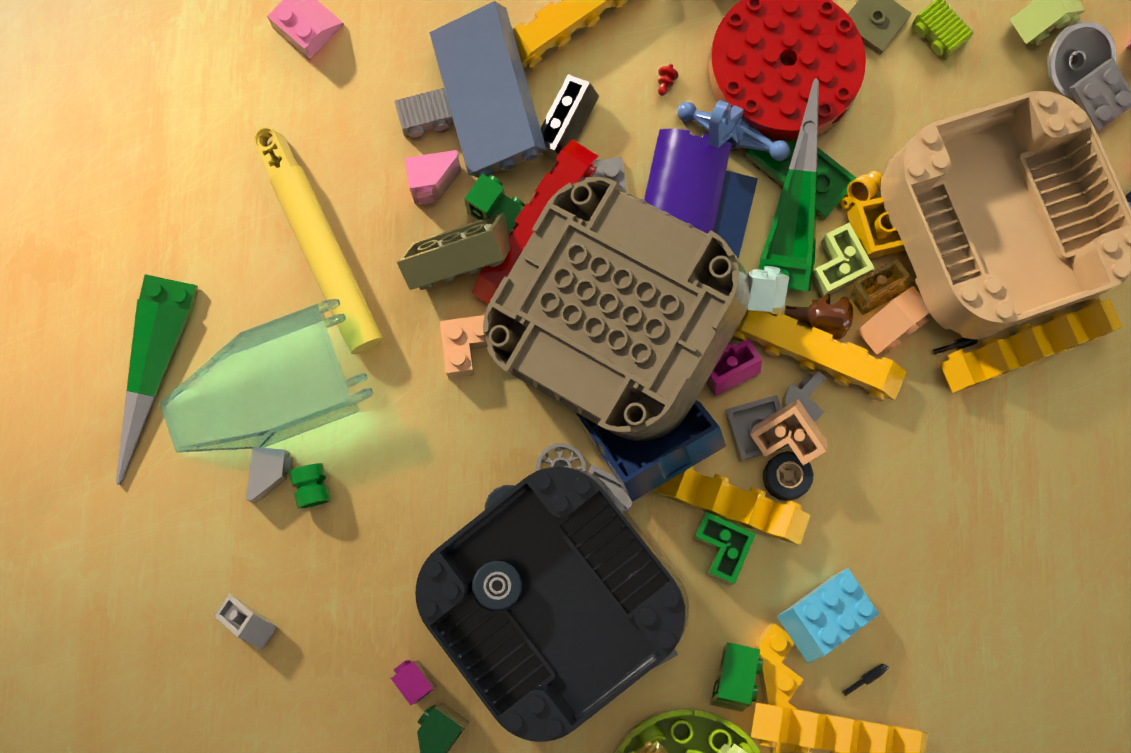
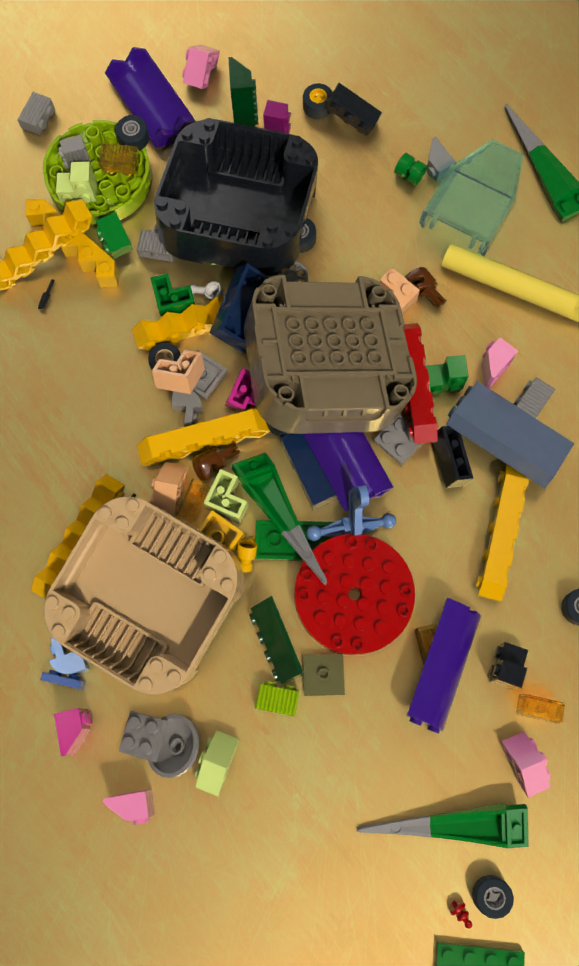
camera: 145 degrees right, 5 degrees down
(245, 622) = (383, 90): light grey slope -> none
(310, 619) = (352, 109): none -> black brick
(328, 680) = (314, 99): none -> black wheel
(419, 324) = (428, 285): none -> reddish brown piece
(455, 252) = (444, 330): olive slope -> none
(499, 594) = (272, 183): black wheel -> none
(666, 78) = (416, 529): red hair -> none
(672, 523) = (211, 290): none -> white bar
(696, 640) = (150, 247): none -> light grey brick
(767, 289) = (257, 437): light aqua brick -> none
(828, 615) = (88, 301): medium azure brick -> none
(901, 78) = (277, 641): none -> dark green slope

